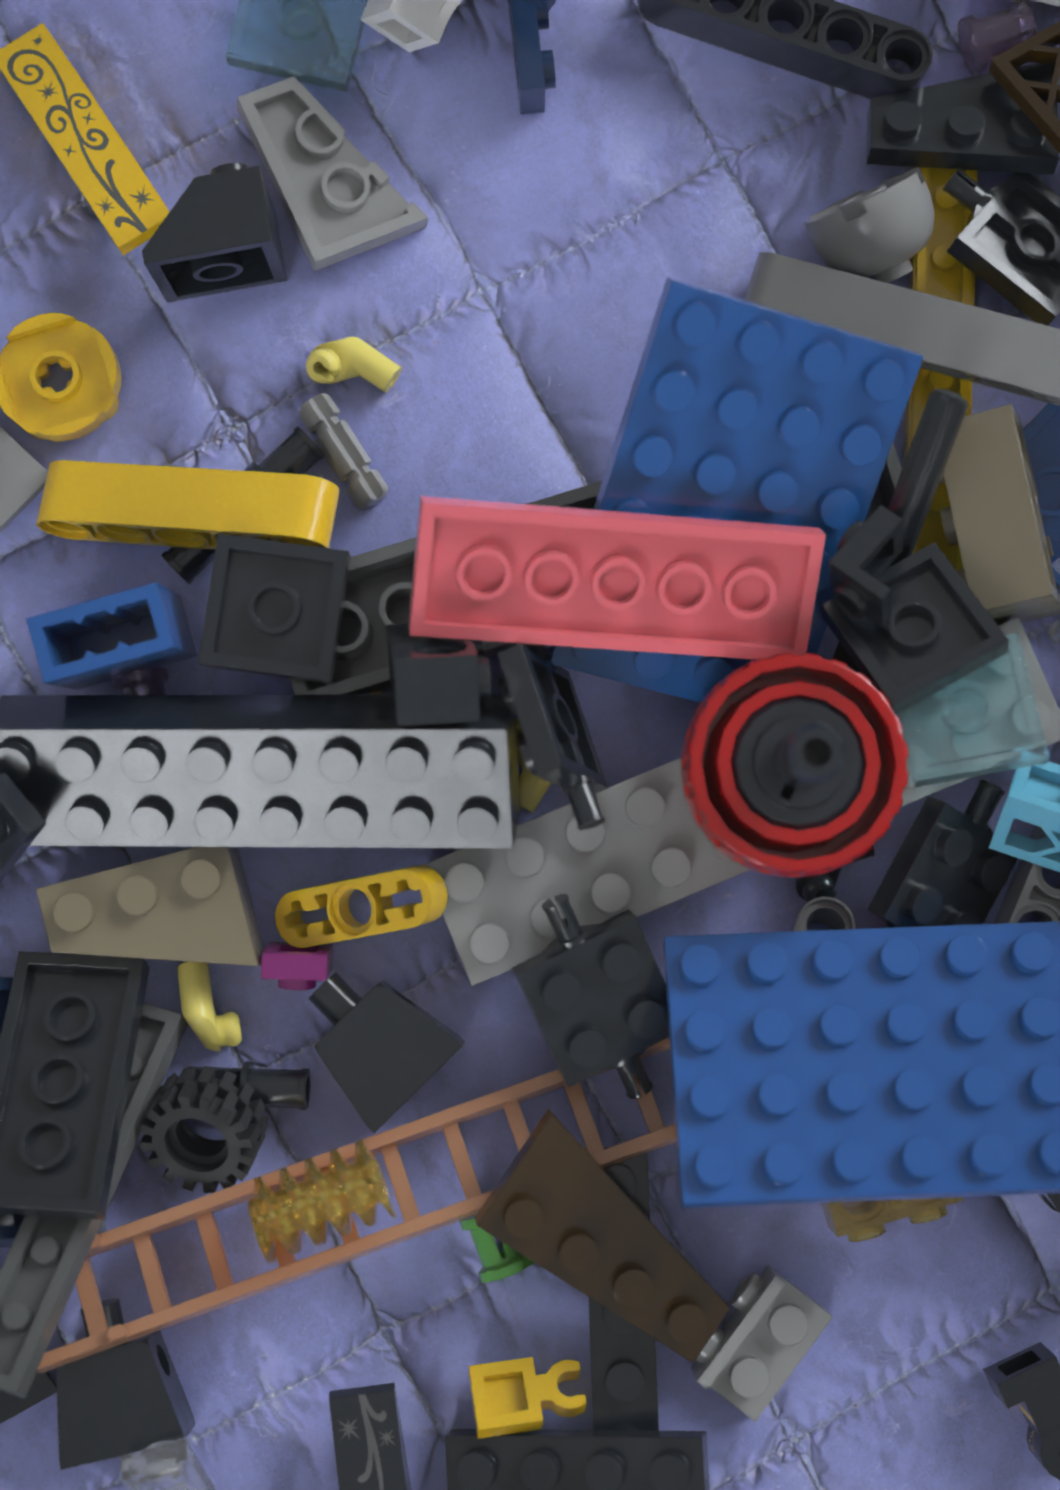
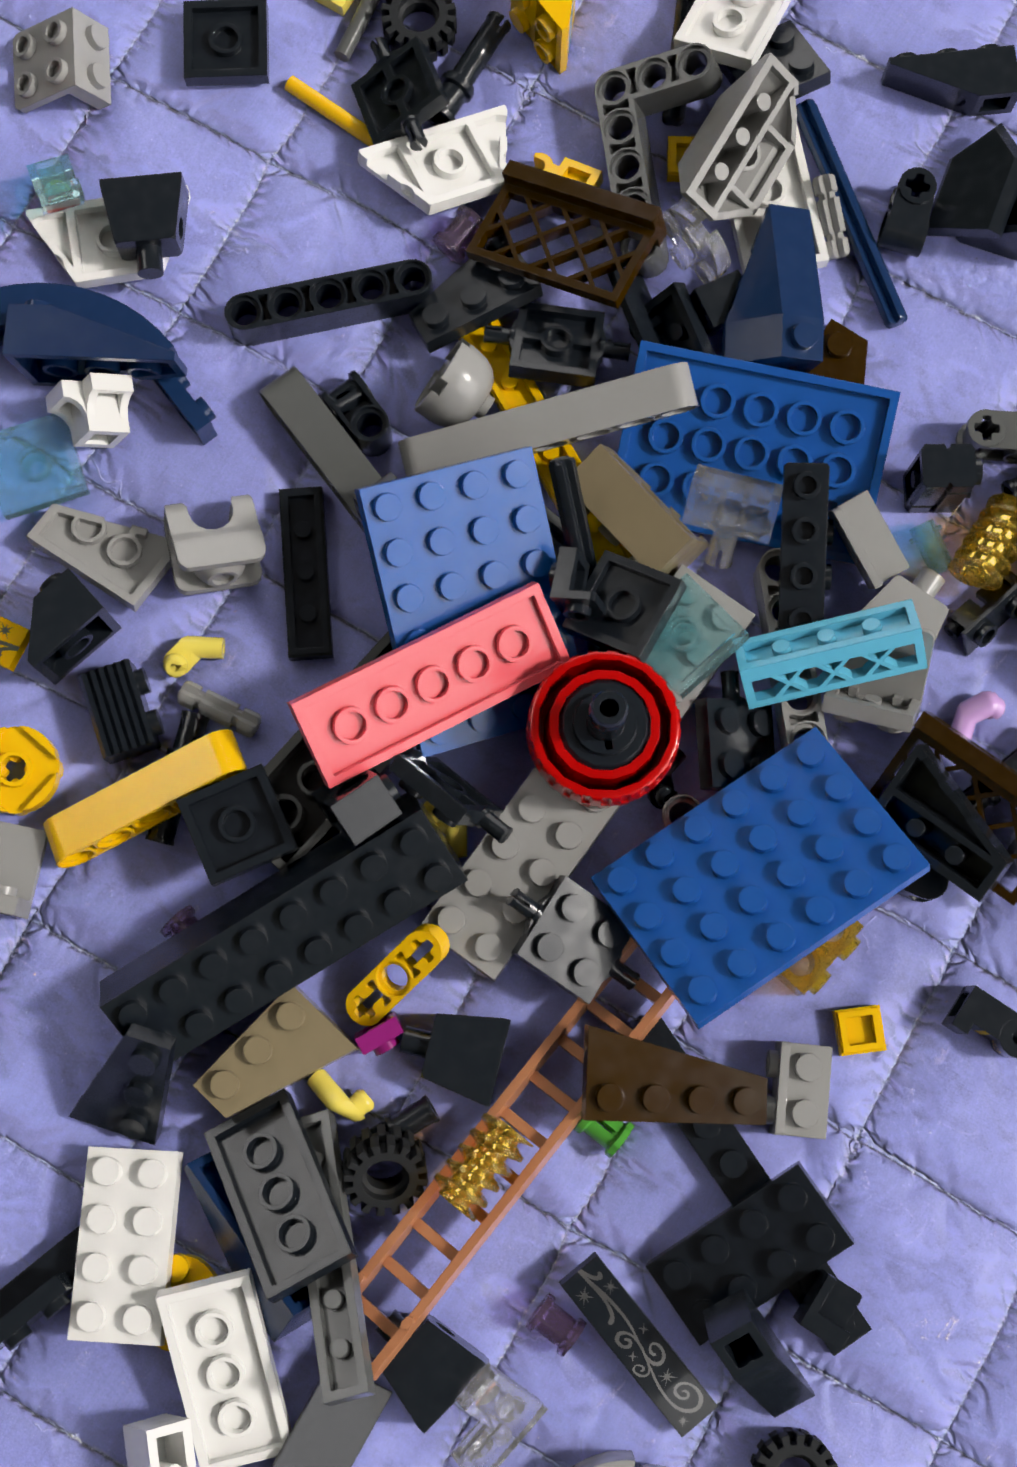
camera: 30 degrees left, 5 degrees down
(111, 636) = (147, 903): blue brick -> none
(224, 381) = (120, 710): none -> black brick
(296, 1436) = (555, 1324): none -> clear purple bush
(450, 262) = (218, 557): none -> light grey piece
(511, 1396) = (672, 1216): yellow plate -> none
(548, 348) = (306, 573): none -> black tile
(668, 188) = (321, 438): none -> dark grey beam
(732, 179) = (357, 409): none -> black piece
(877, 1316) = (859, 1030): none -> yellow tile

